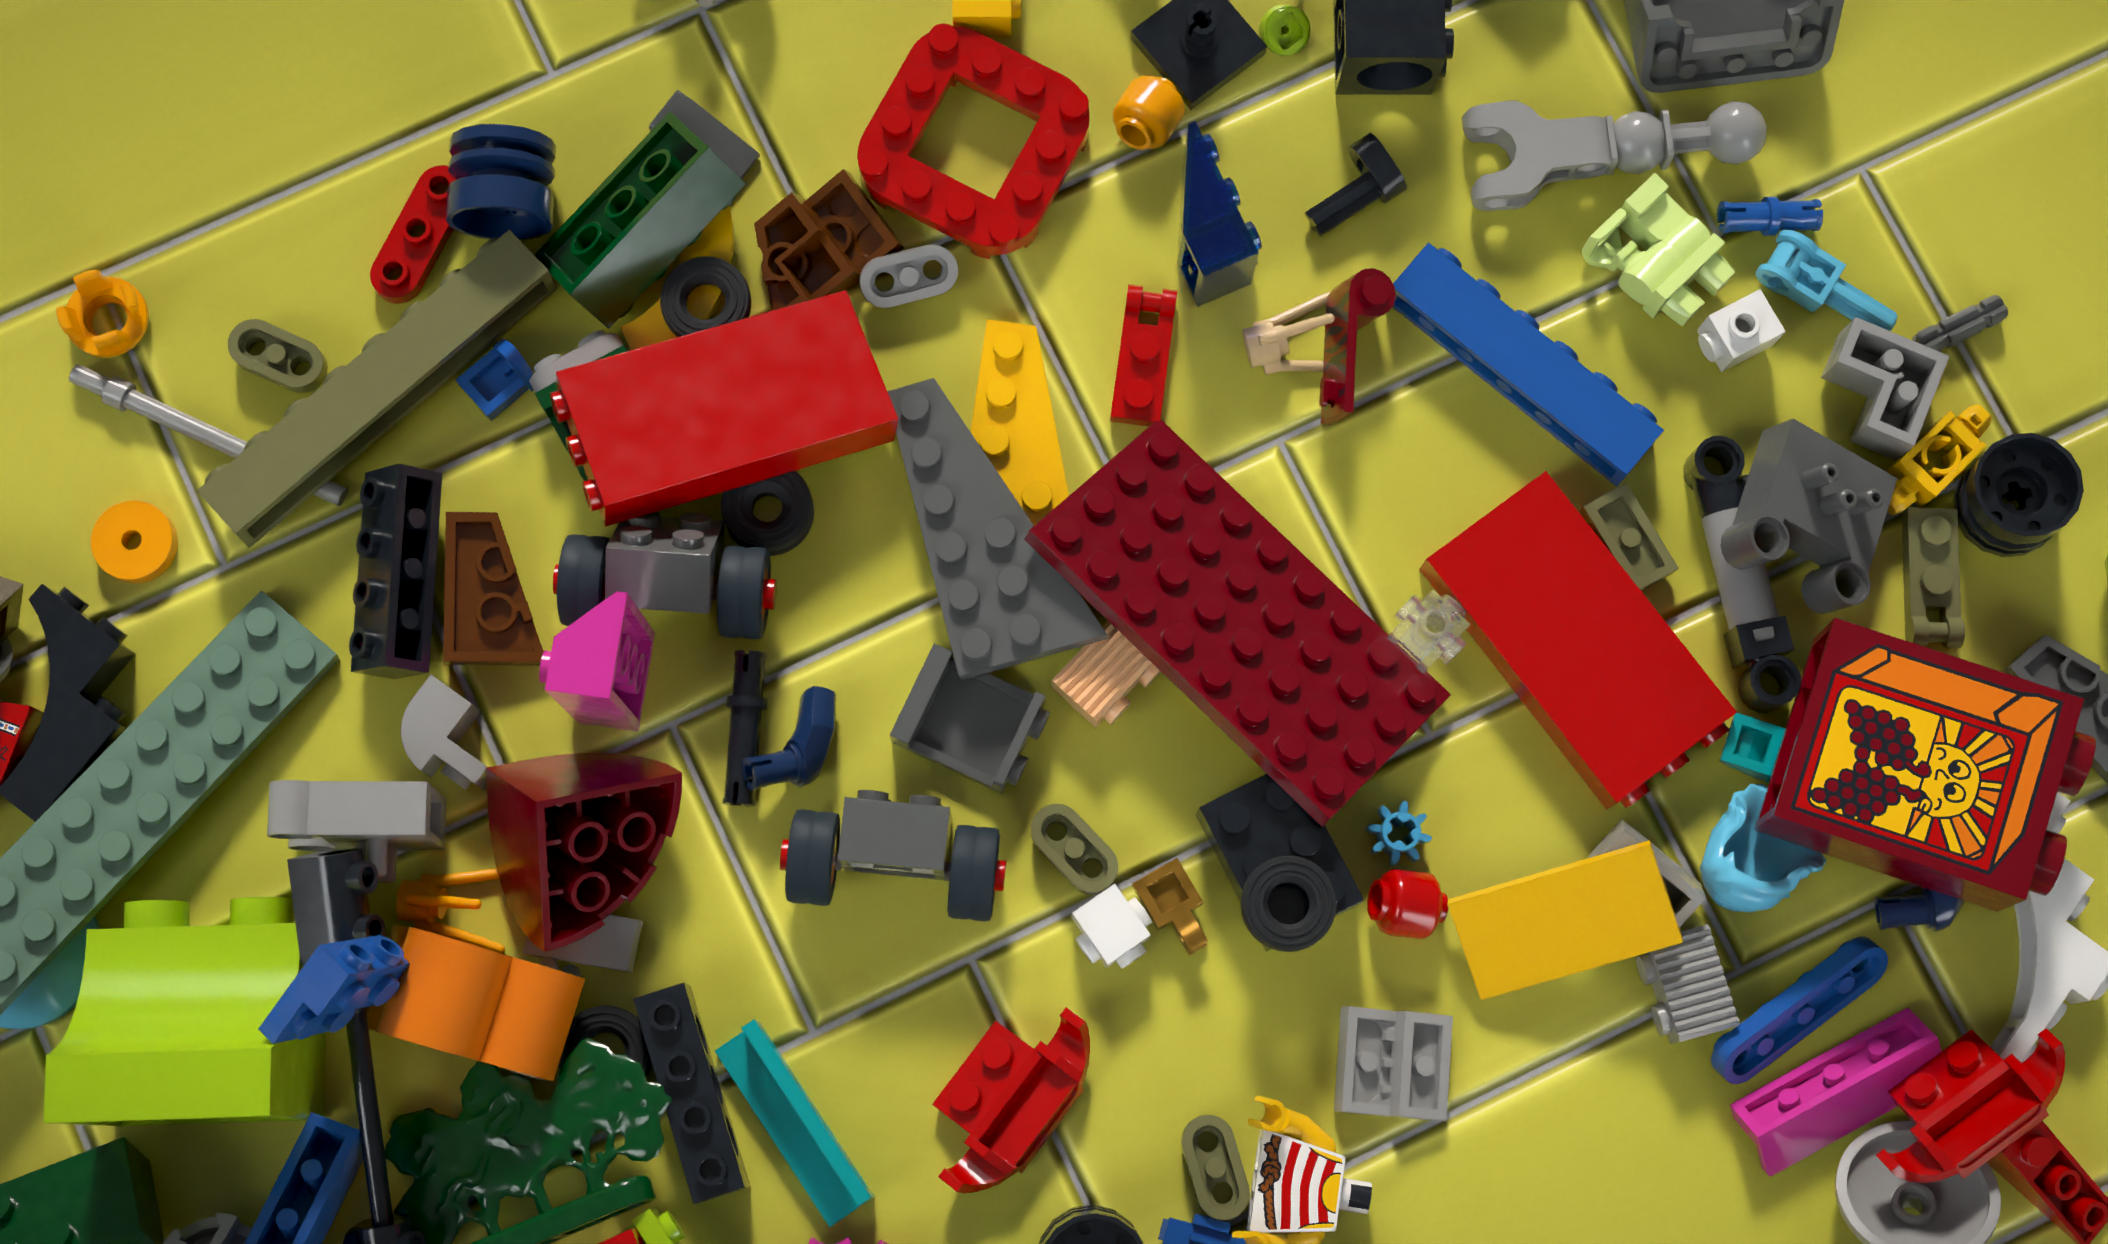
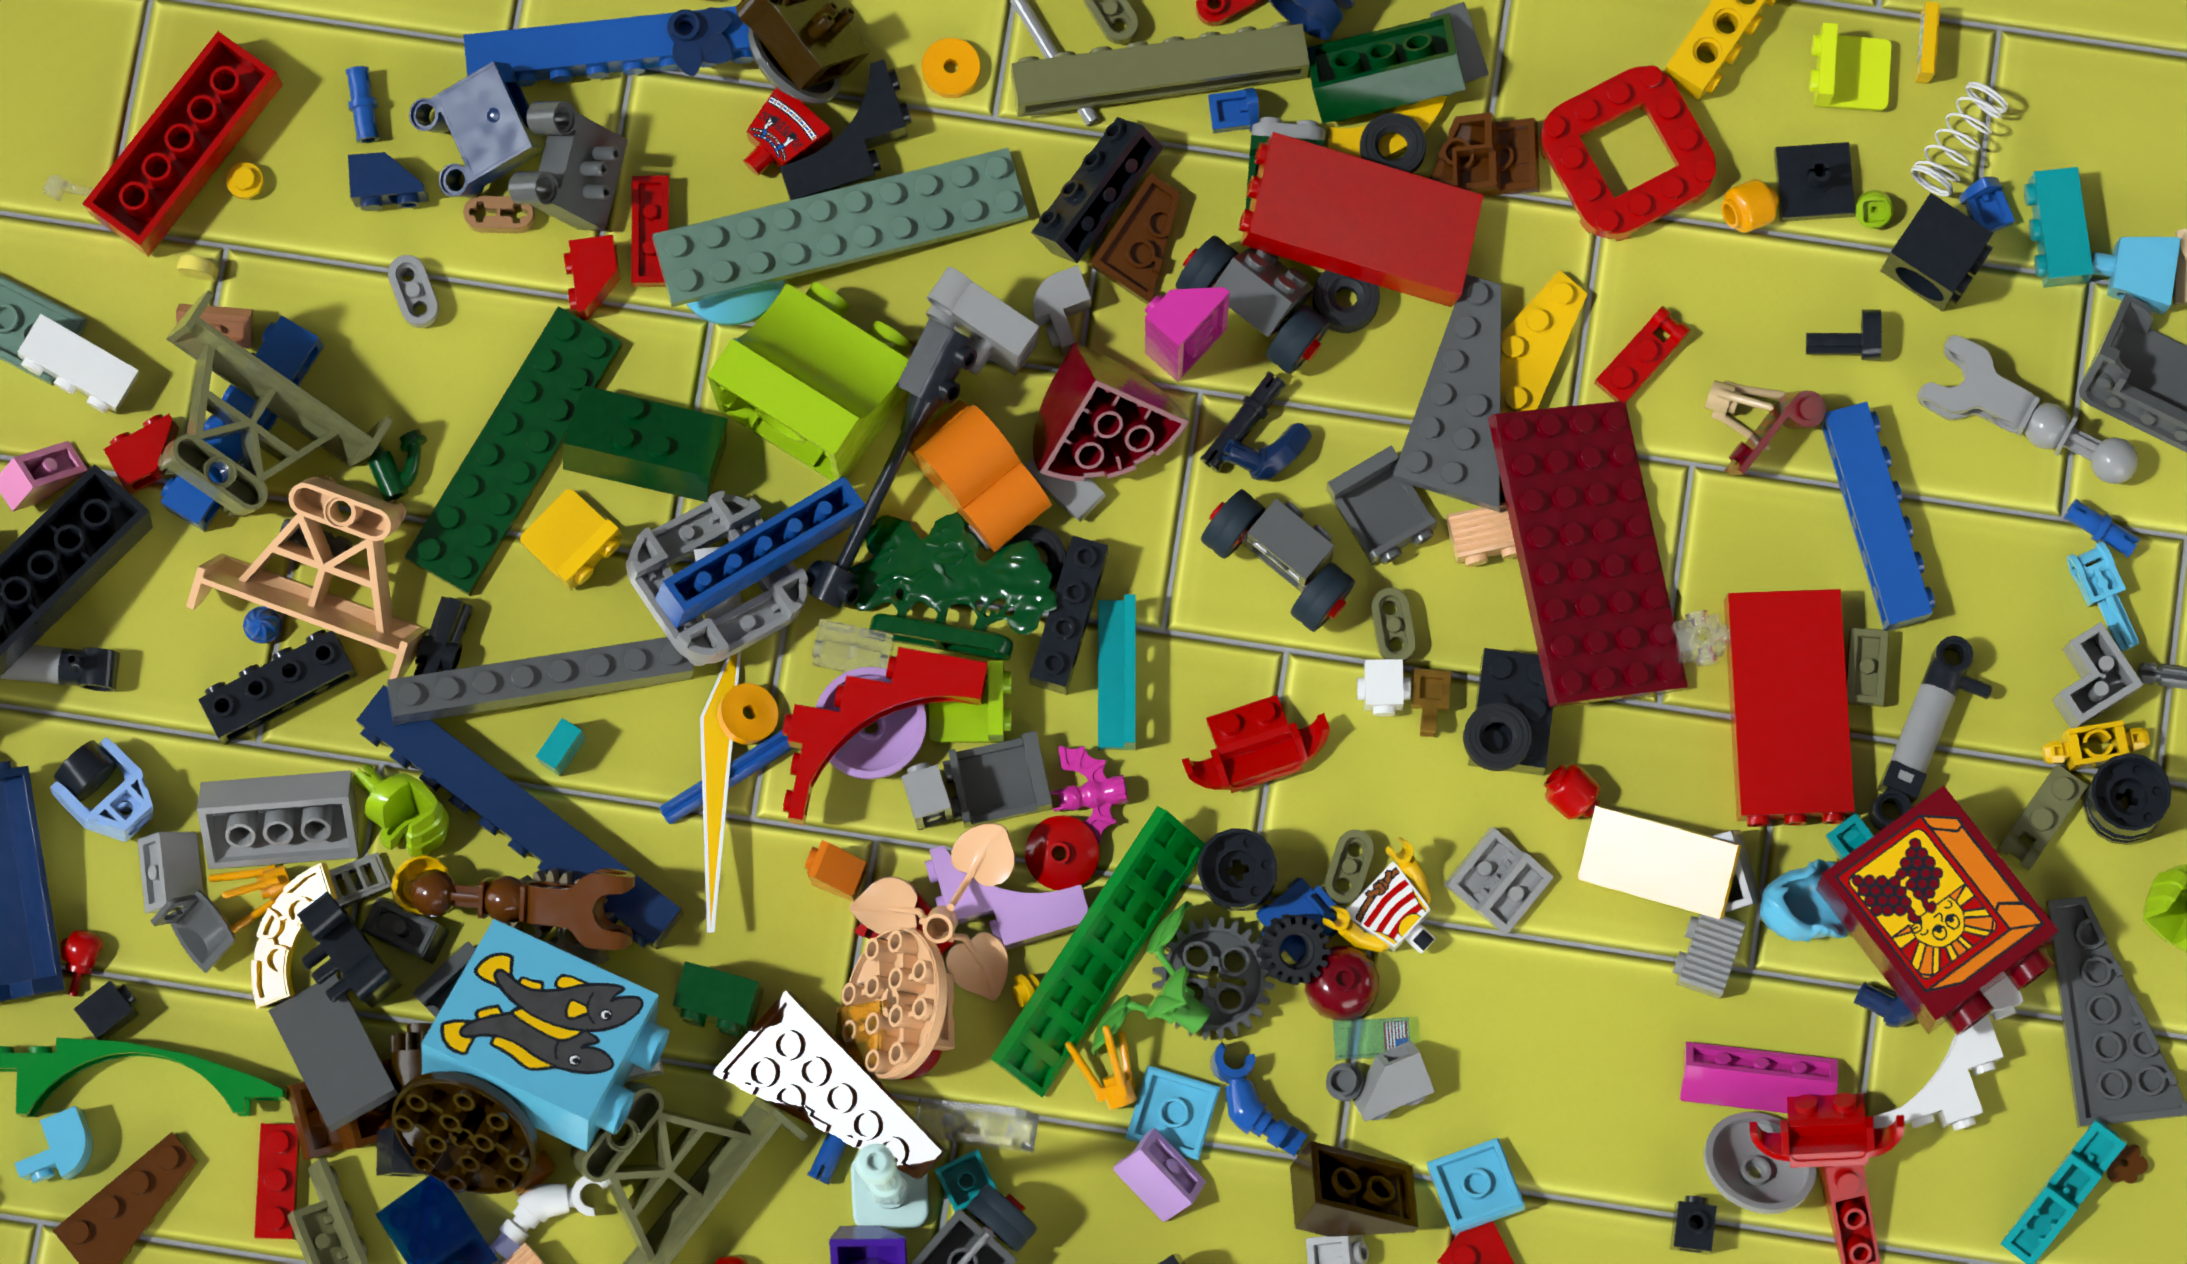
camera: 40 degrees right, 0 degrees up
(333, 985) = (912, 406): blue plate -> none
(426, 901) = (989, 398): light orange plant -> none
(908, 276) = (1528, 214): light grey plate -> none
(1213, 242) = (1730, 314): clear blue slope -> none
(1398, 819) = (1604, 740): dark azure gear -> none
(1674, 255) = (2022, 513): yellowish green hips -> none
(1739, 331) = (2036, 578): white brick -> none
(1799, 1010) = (1768, 1014): blue plate -> none
(1817, 503) = (1995, 720): dark grey piece -> none

